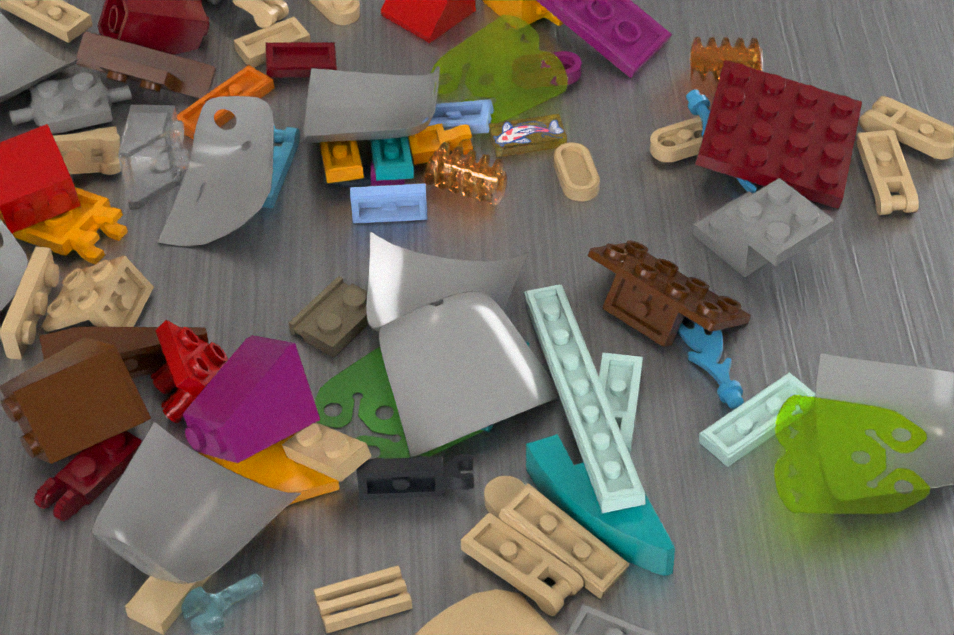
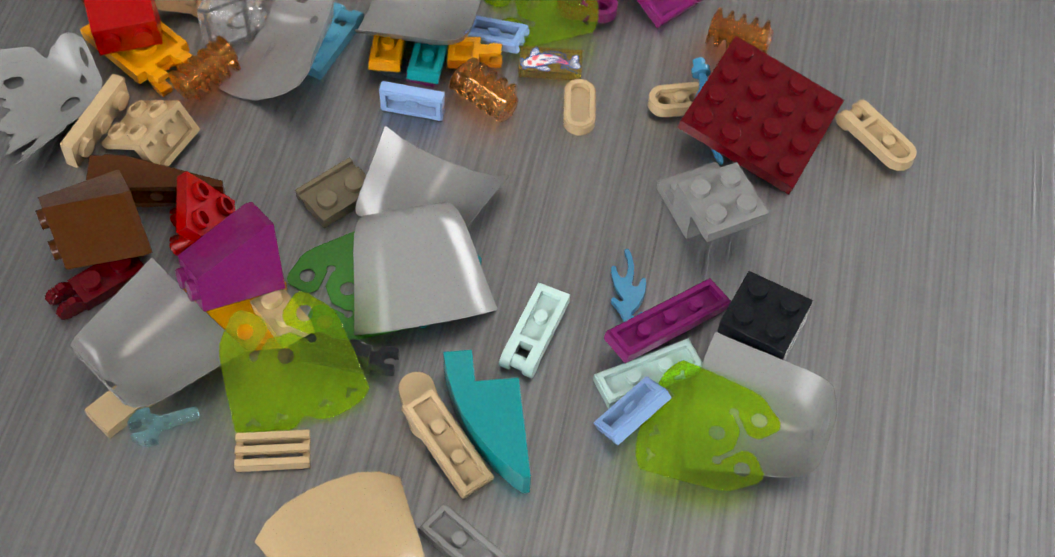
camera: 10 degrees right, 10 degrees up
(140, 222) = (205, 68): none -> clear orange piece
(369, 523) = (292, 389): none -> clear neon green piece
(521, 563) = (407, 453): tan plate -> none
(584, 400) = (505, 323): light aqua tile -> none
(656, 296) = (605, 240): reddish brown bracket -> none
(758, 457) = (632, 410): none -> light blue tile
(760, 358) = (667, 320): none -> magenta tile
(867, 325) = (765, 316): none -> black brick
(887, 172) = (840, 171): tan plate -> none

